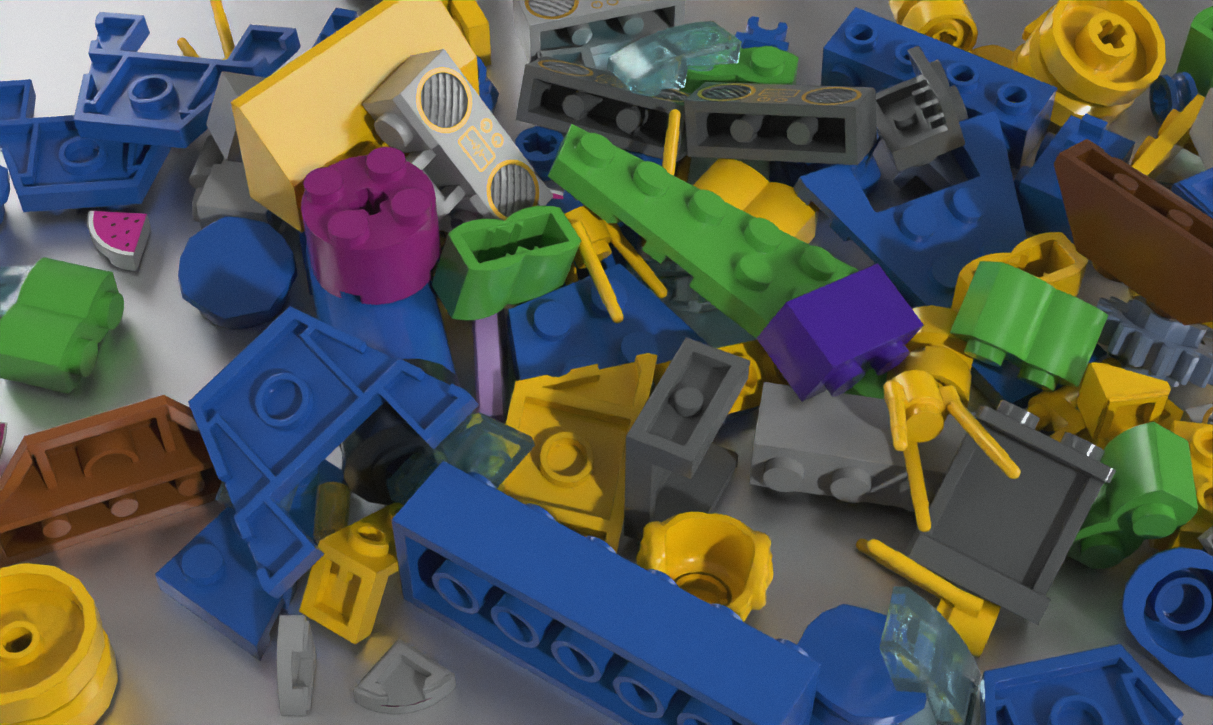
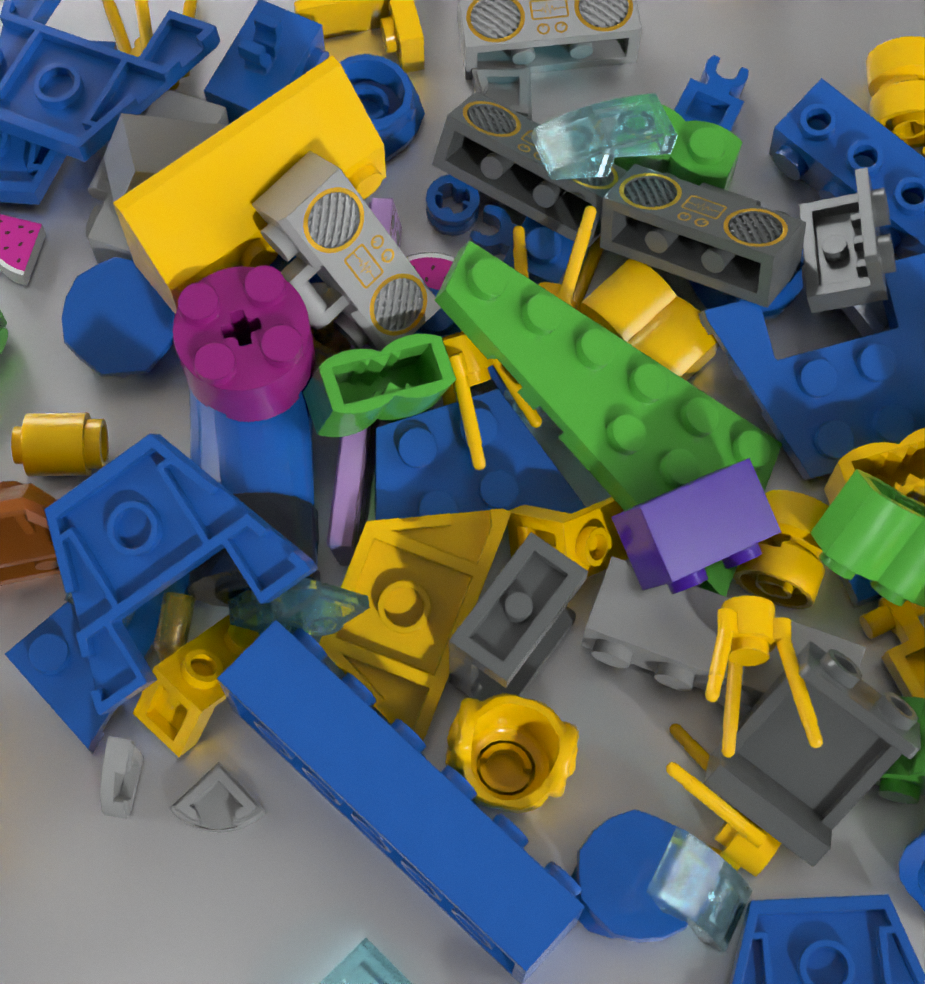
camera: 10 degrees right, 20 degrees up
(182, 374) = (60, 444): none -> yellow brick

